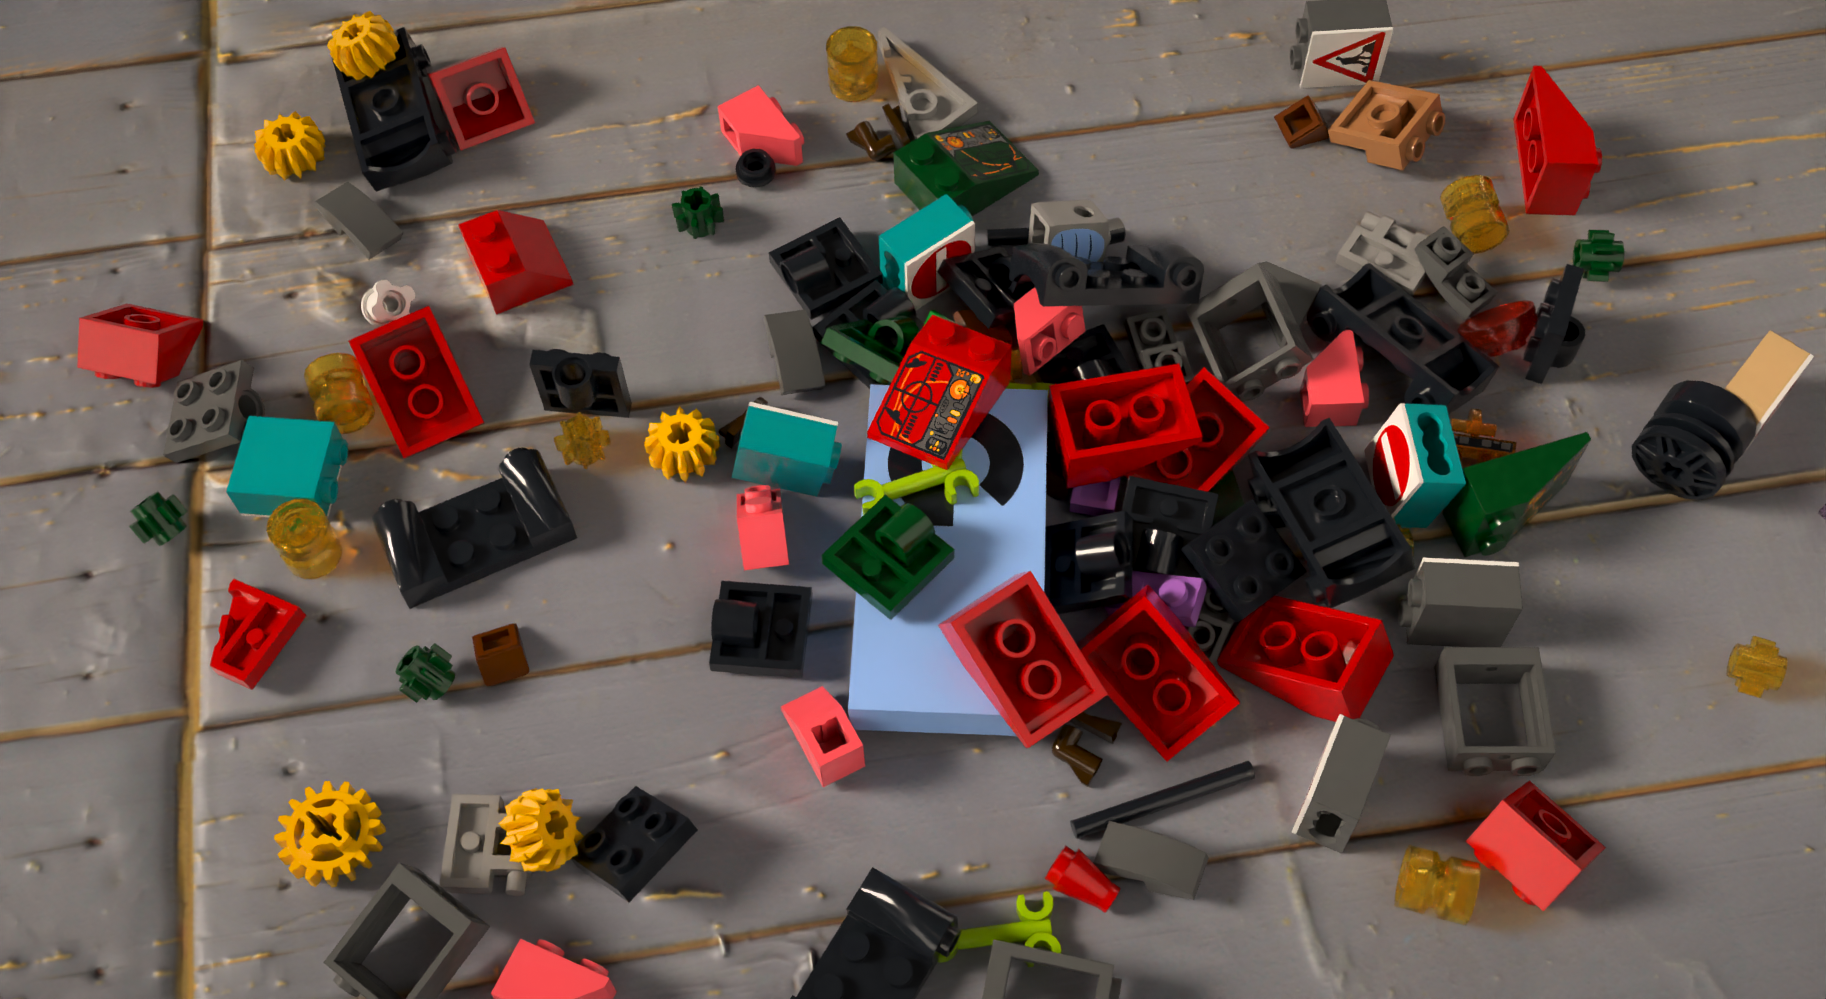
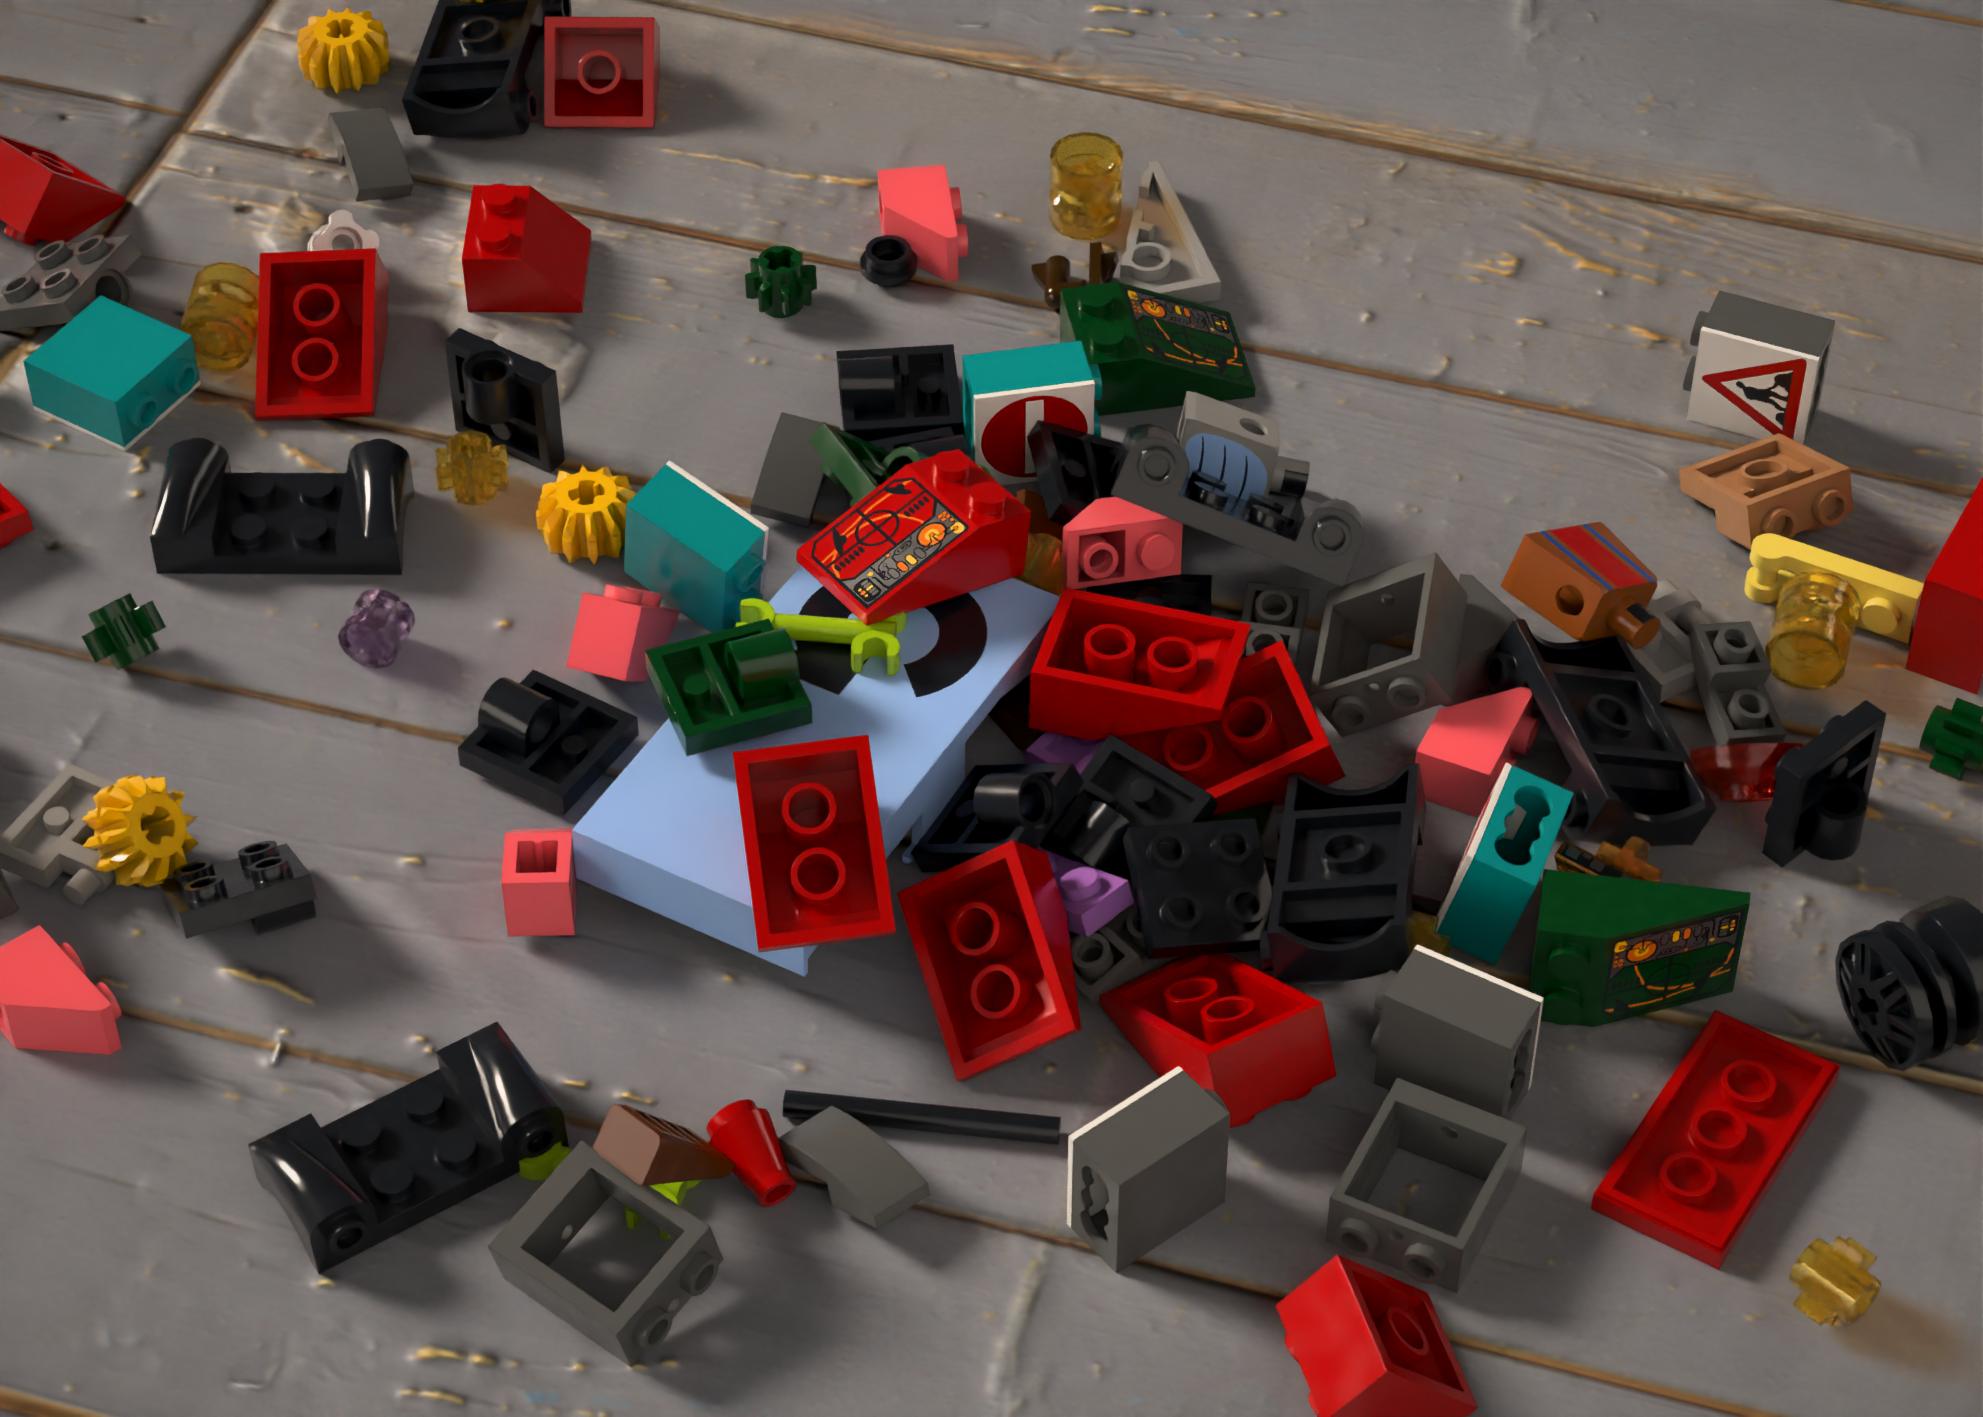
camera: 25 degrees right, 15 degrees down
(304, 538) = (81, 446): clear yellow wheel -> none
(500, 654) = (226, 656): reddish brown slope -> none
(595, 593) = (376, 628): none -> clear purple wheel
(1043, 921) = (656, 1149): none -> reddish brown slope
(1080, 760) = (837, 1014): dark brown piece -> none
(1302, 123) = (1655, 455): reddish brown slope -> none
(1347, 244) = (1585, 584): none -> dark orange torso
(1433, 175) = (1886, 598): none -> light yellow plate
(1439, 885) = (1213, 1343): clear yellow wheel -> none
(1623, 594) = (1715, 1139): none -> red tile

